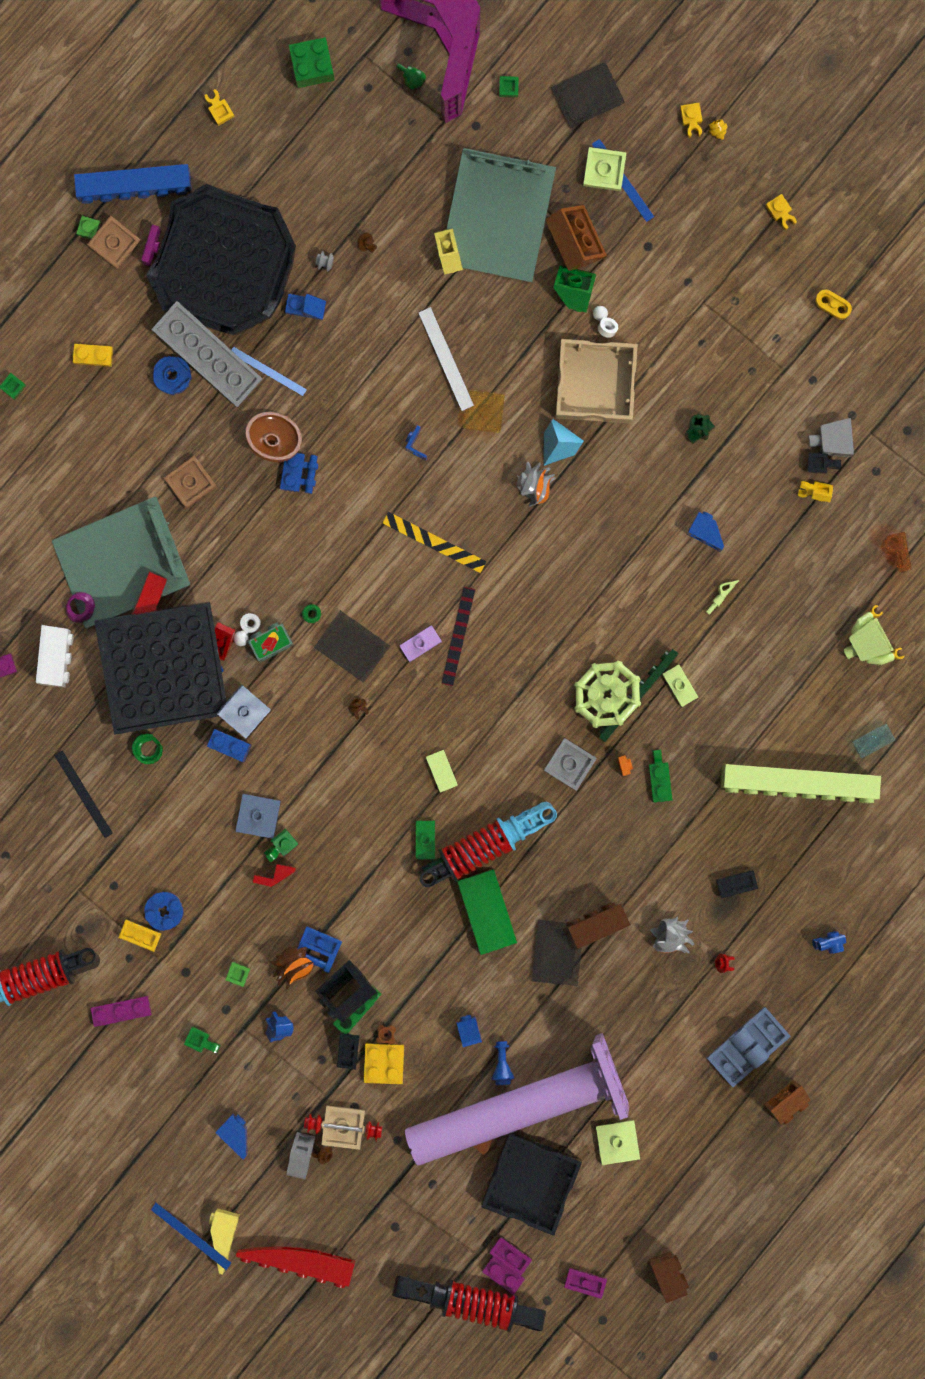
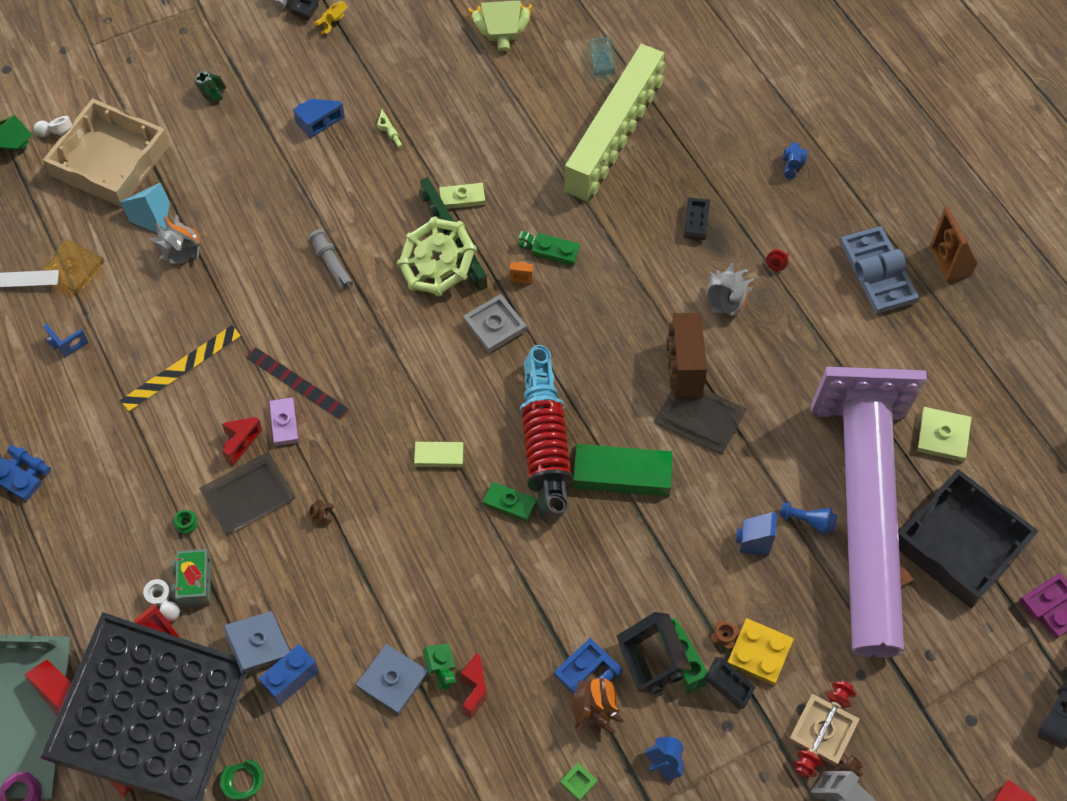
camera: 70 degrees left, 25 degrees down
(396, 620) = (243, 435): none -> red slope
(579, 603) = (326, 252): none -> light grey pin

